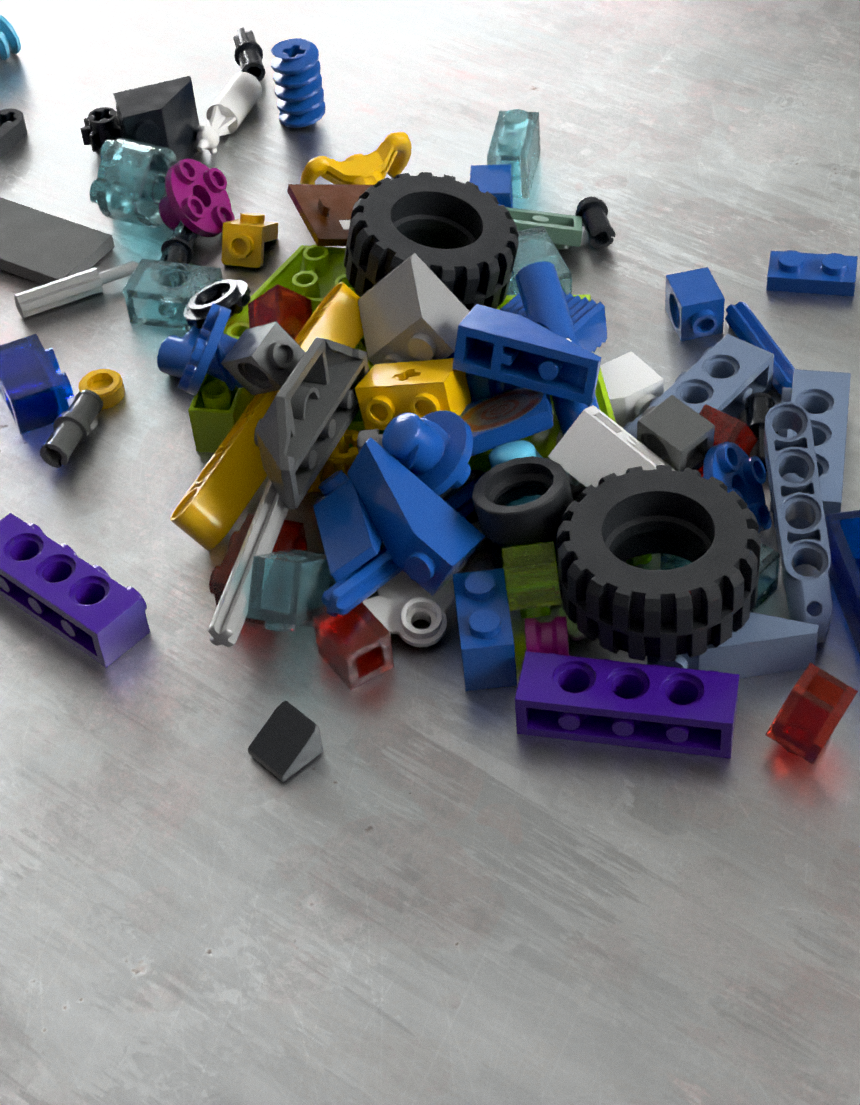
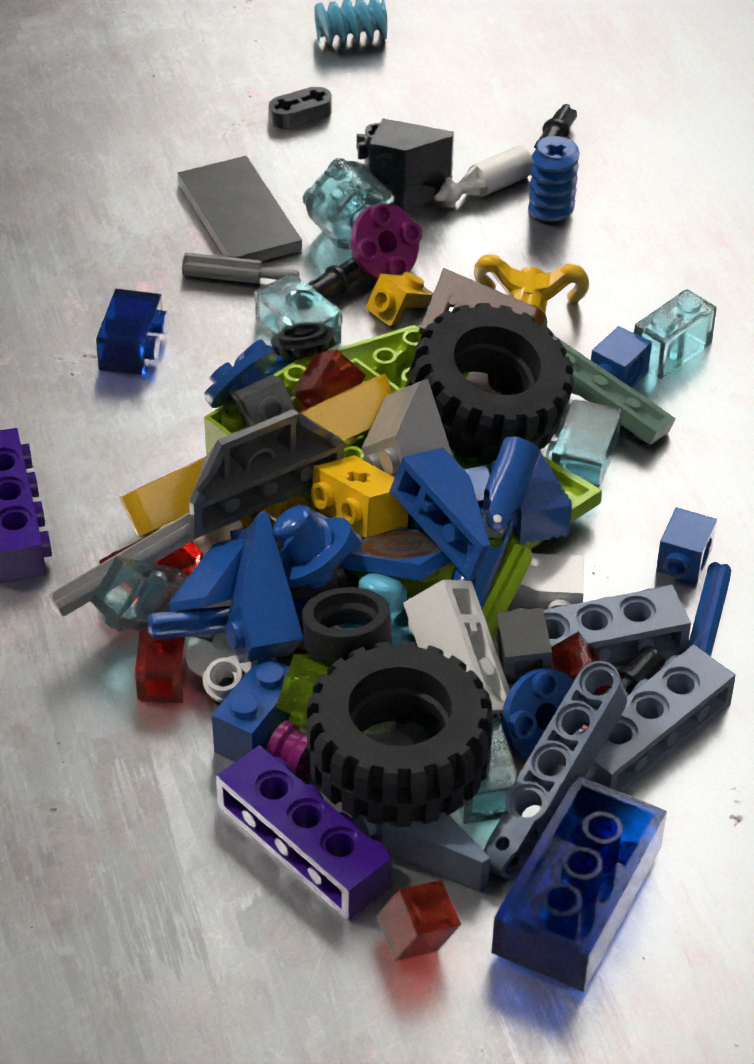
camera: 30 degrees right, 0 degrees up
(71, 428) = (129, 384): dark grey pin -> none
(106, 384) = (182, 365): yellow tile -> none
(286, 742) = (51, 712): black slope -> none
(595, 221) = (687, 423): black pin -> none

